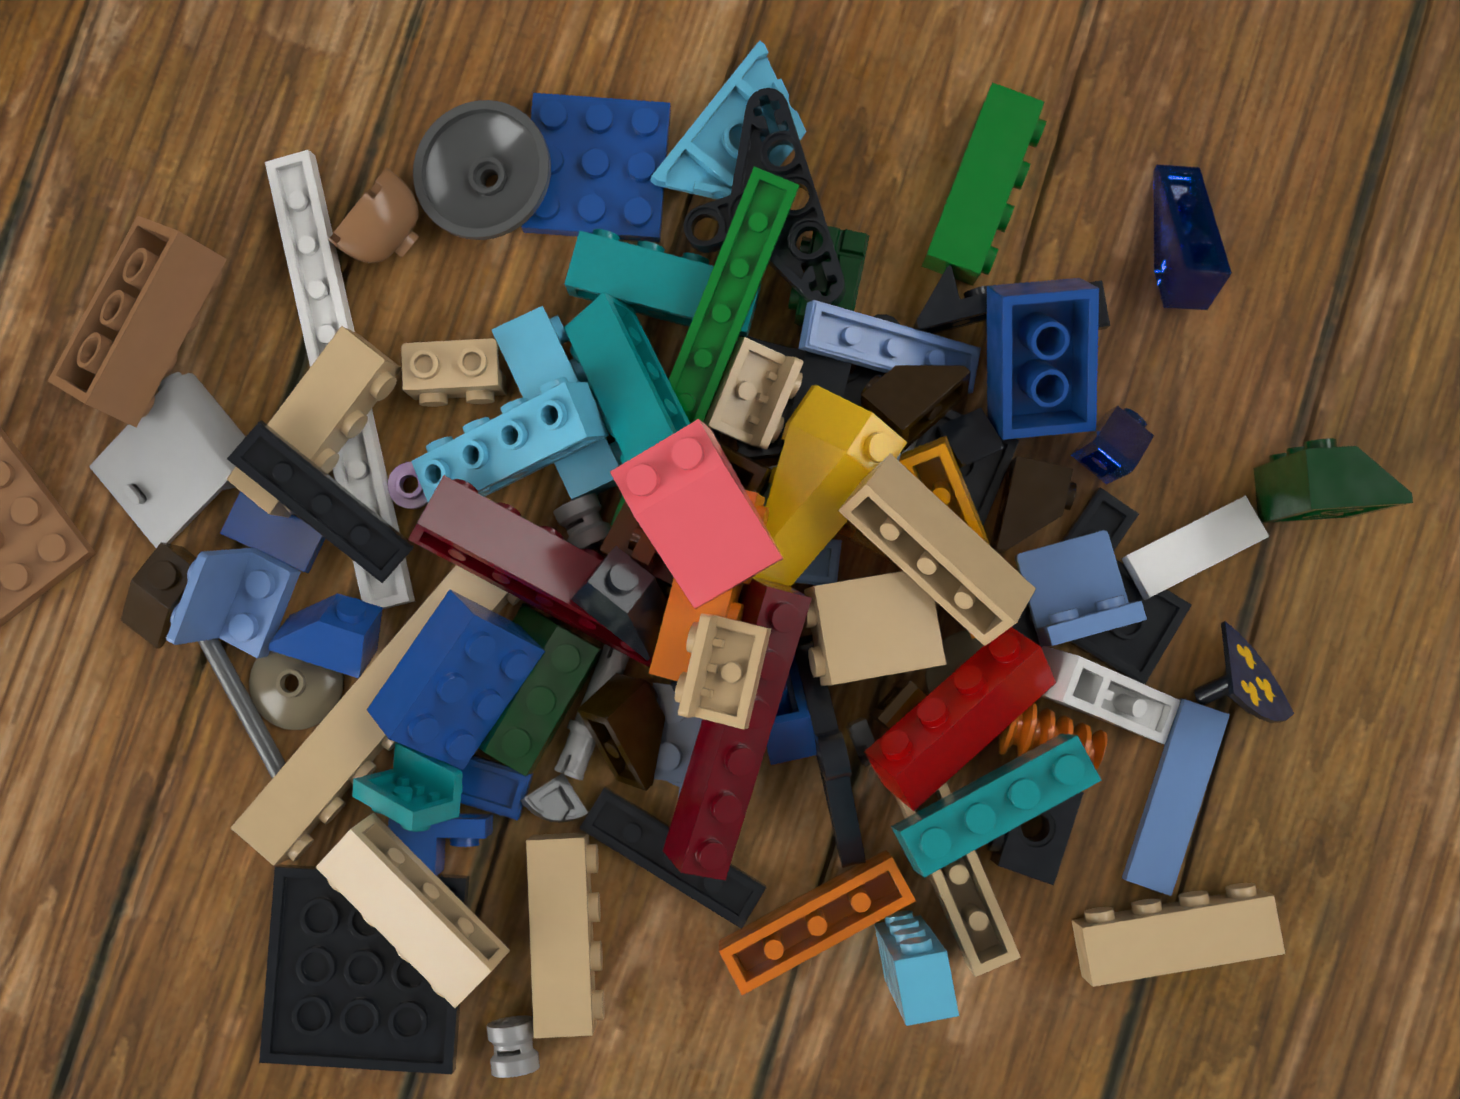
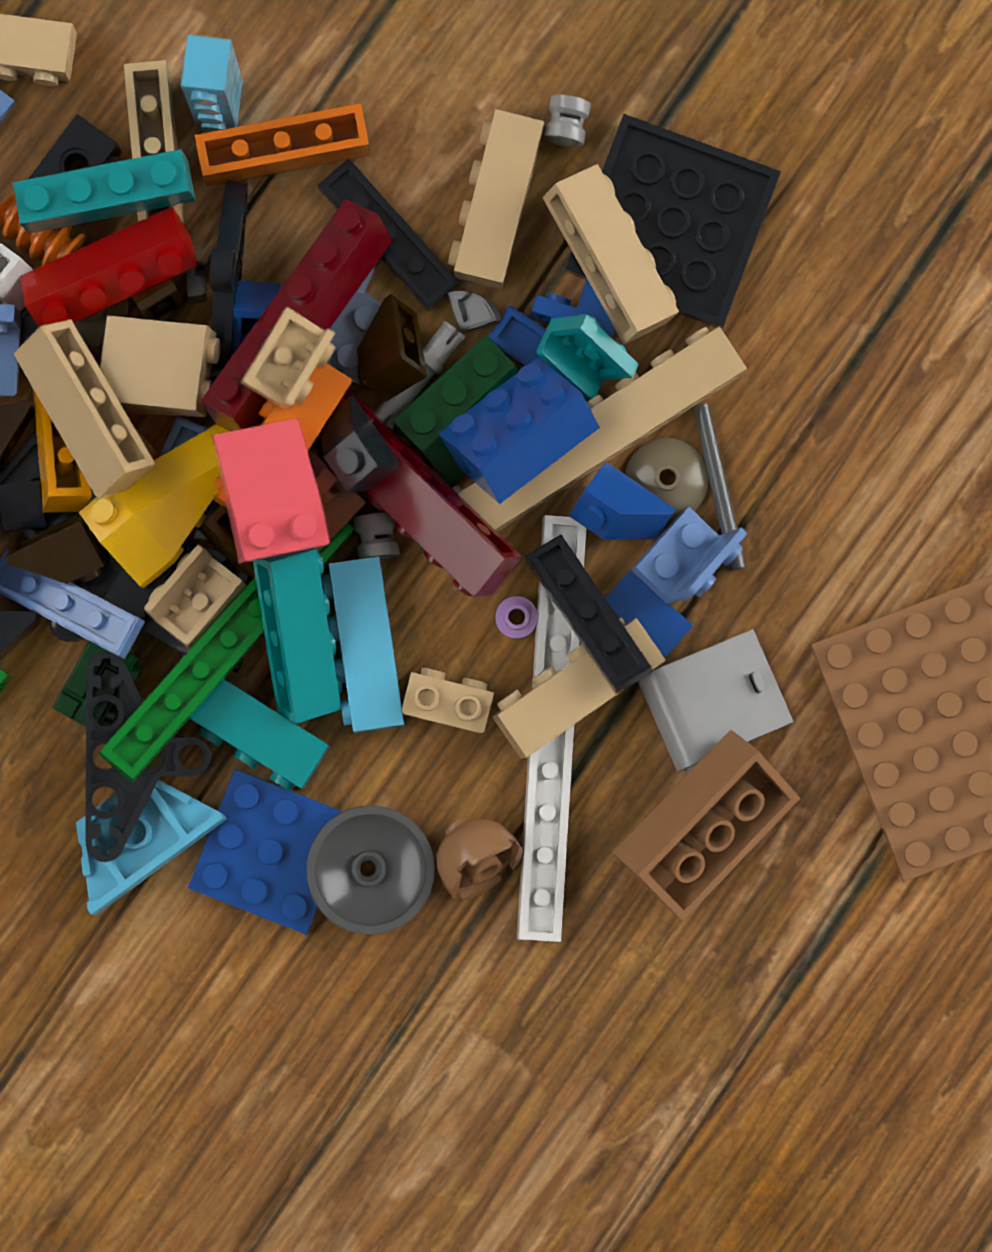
camera: 170 degrees left, 0 degrees up
(156, 592) = (754, 586): dark brown slope -> none
(517, 441) = (412, 615): medium azure brick -> none

